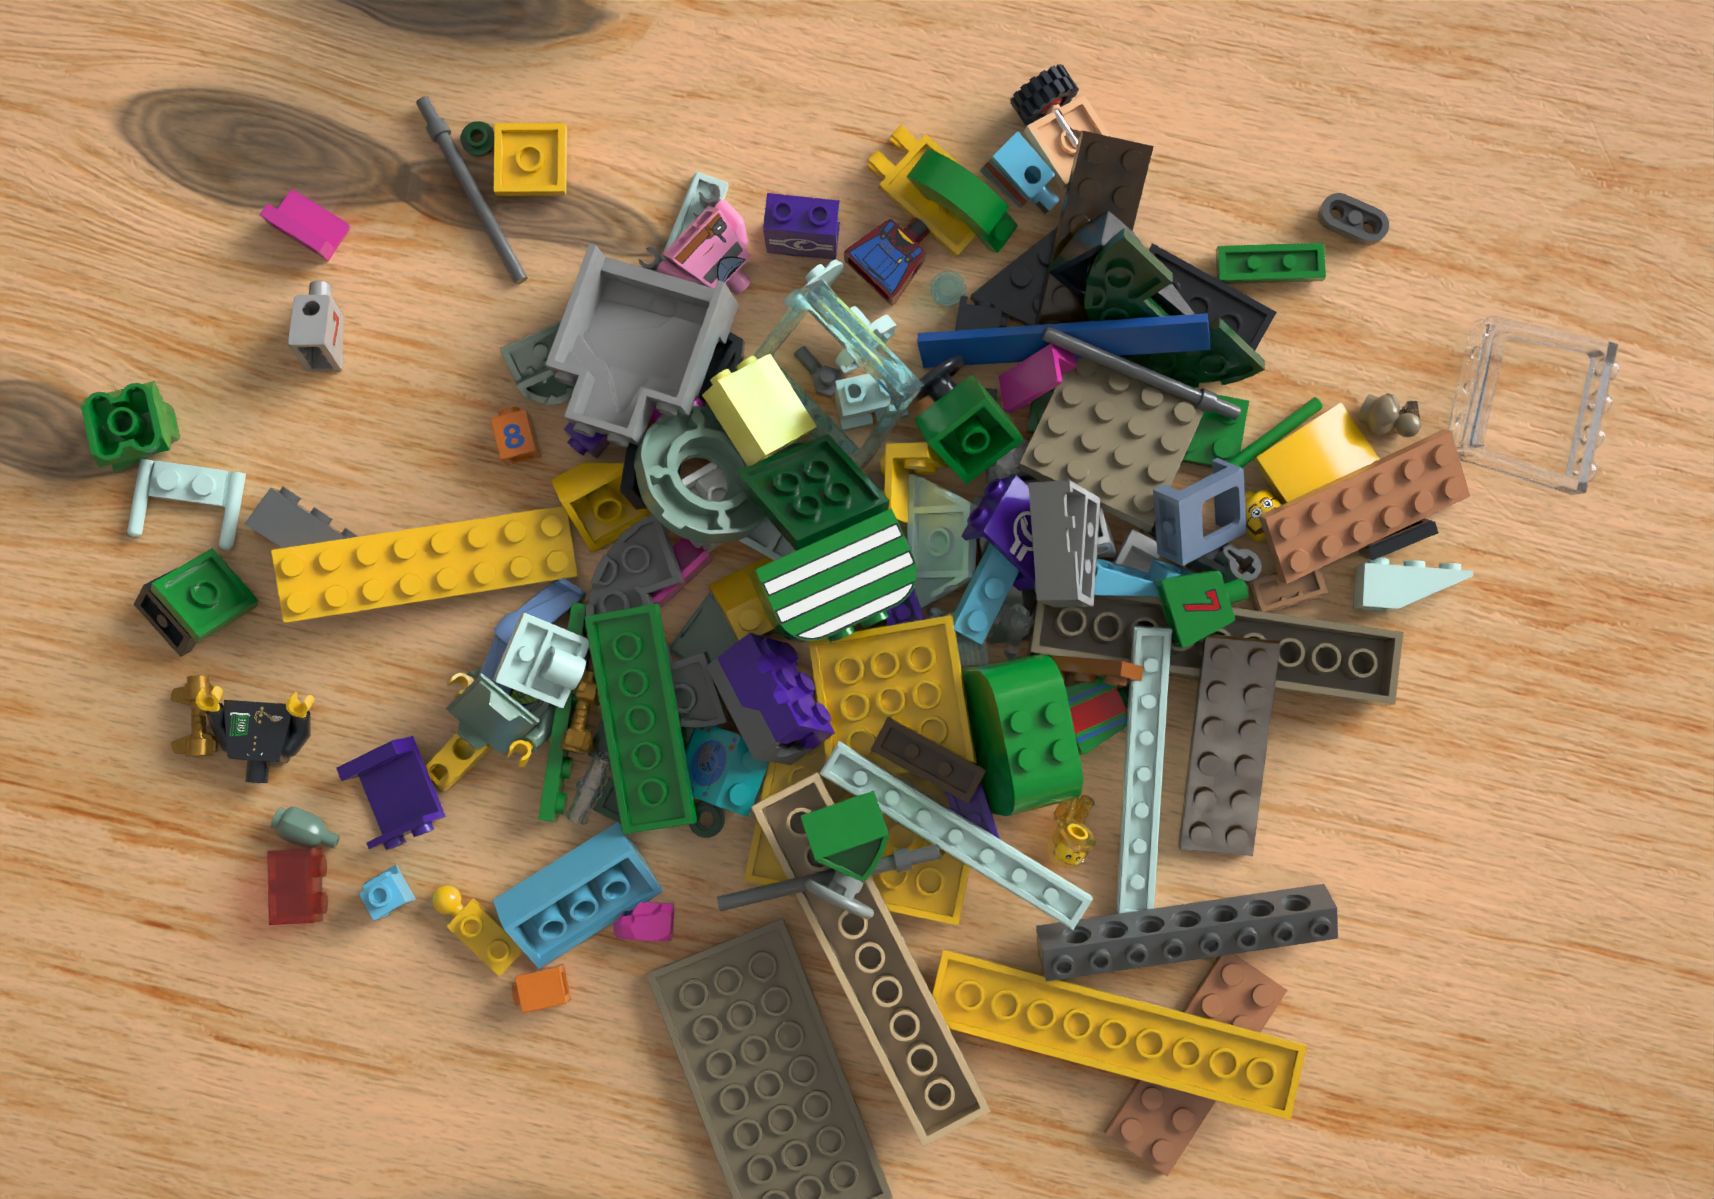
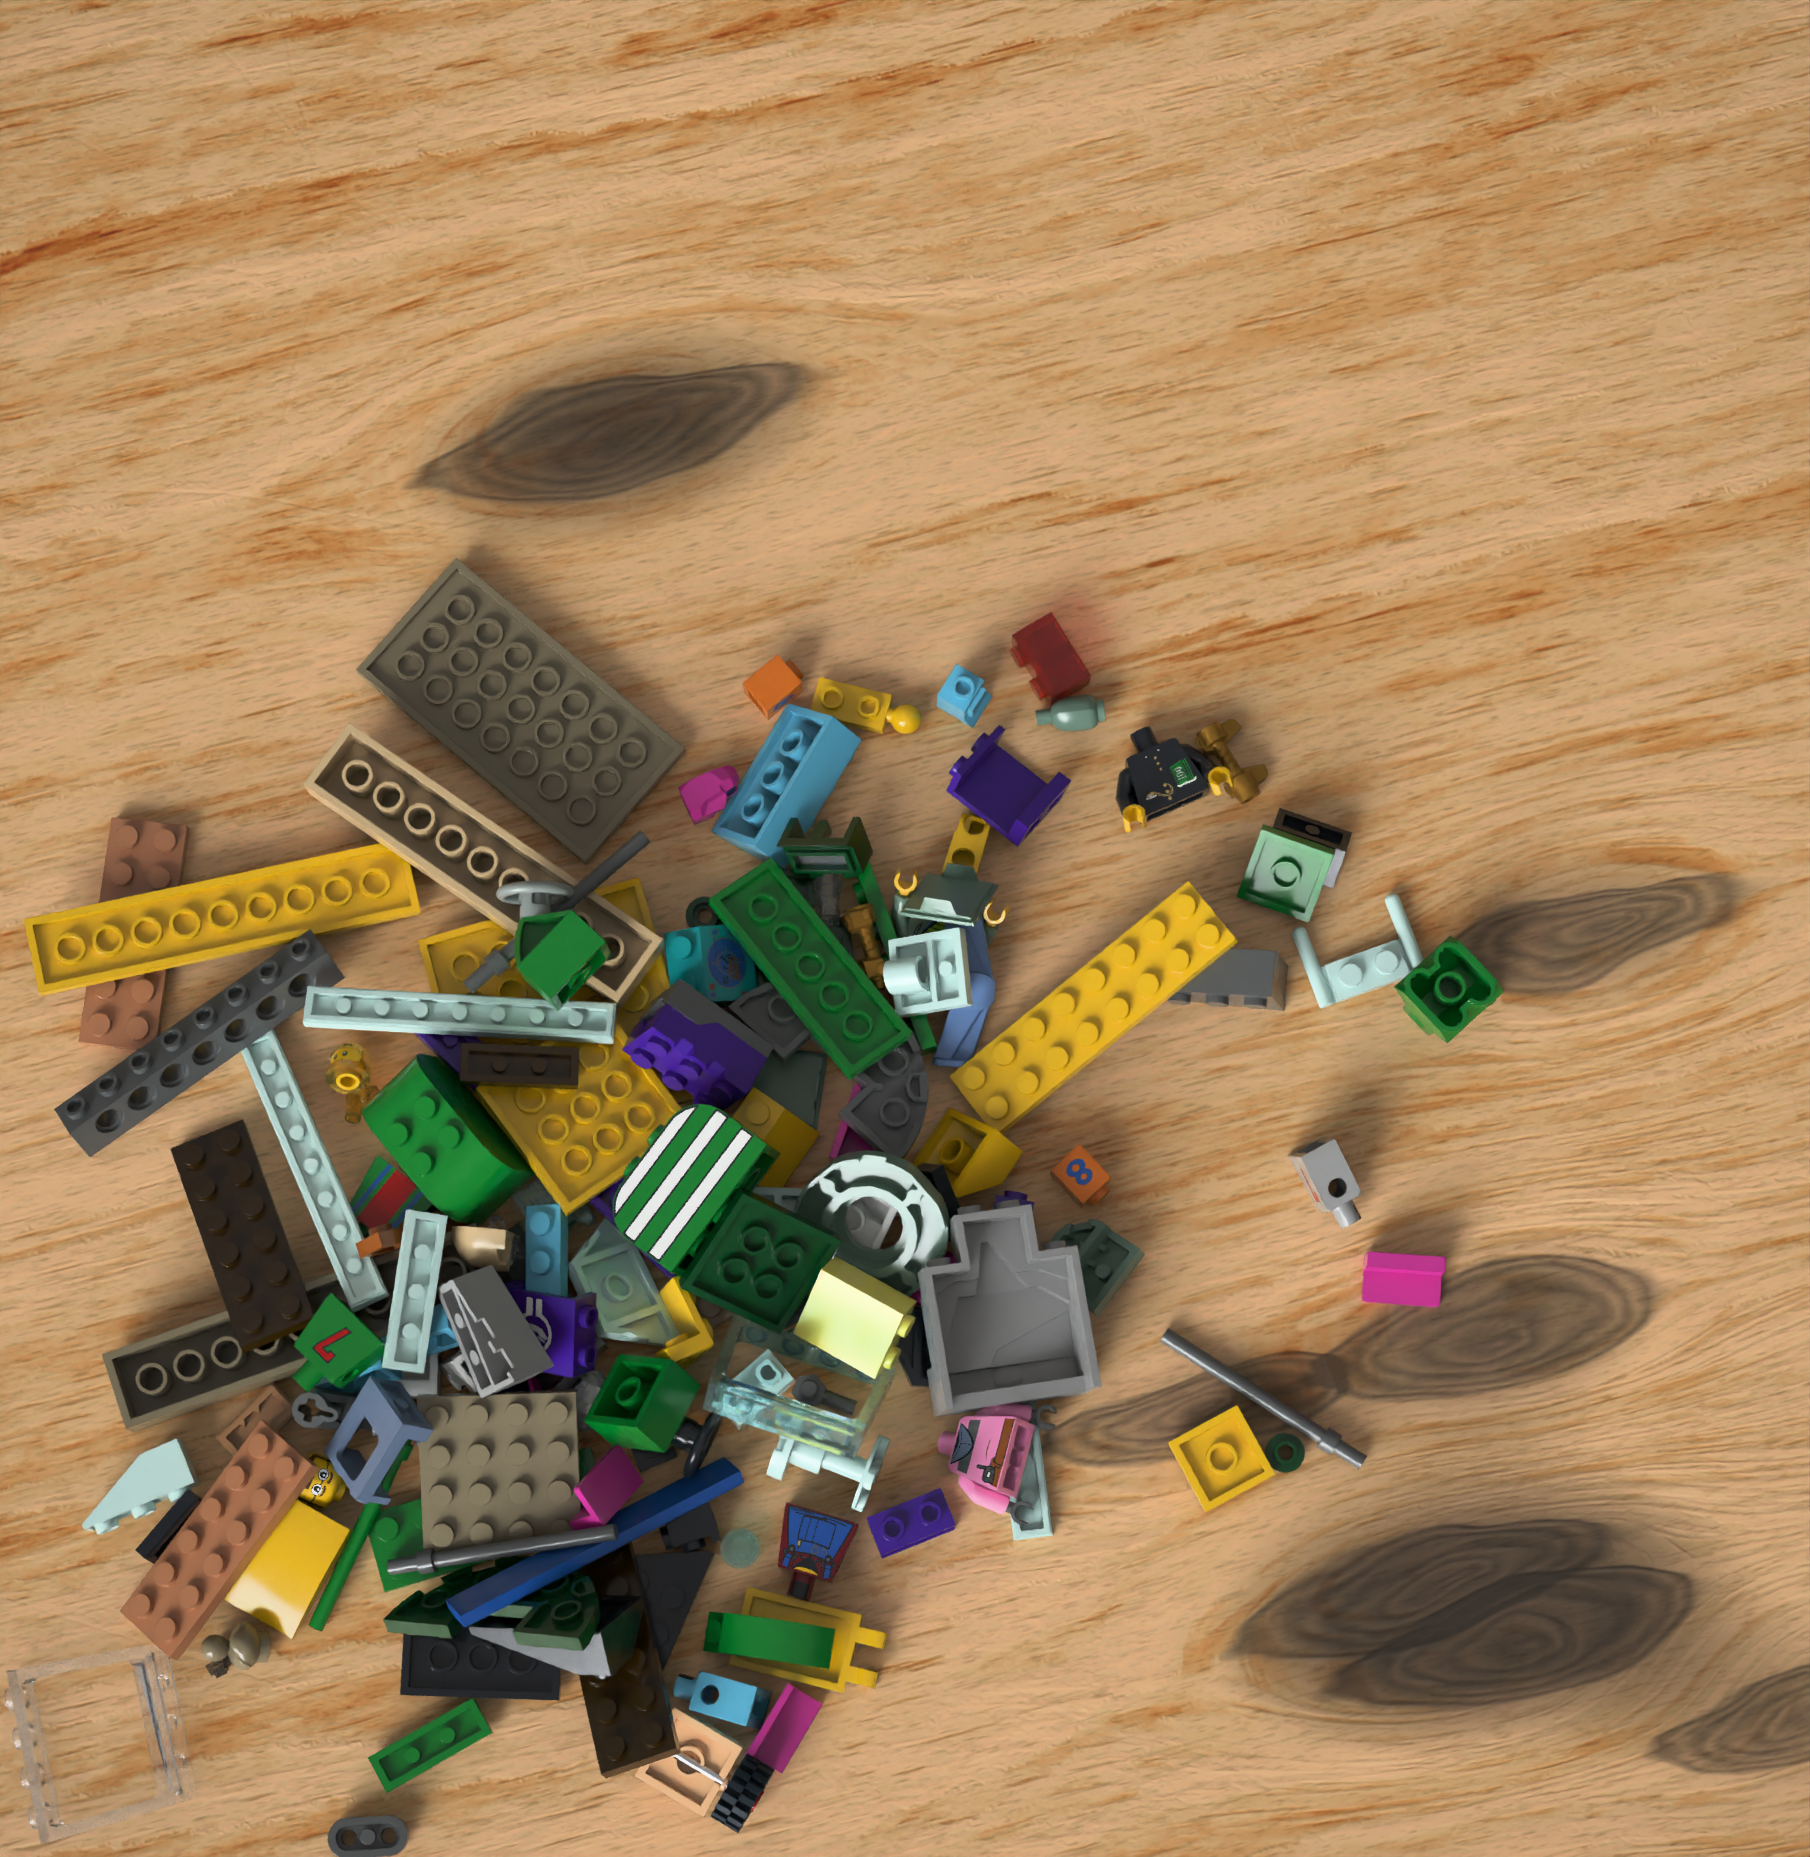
camera: 155 degrees right, 5 degrees down
(576, 809) = (823, 854): none -> dark green window
(984, 134) = (784, 1728): none -> dark pink panel
(1034, 625) = (484, 1246): none -> tan brick
(1112, 611) = (414, 1291): none -> light aqua plate

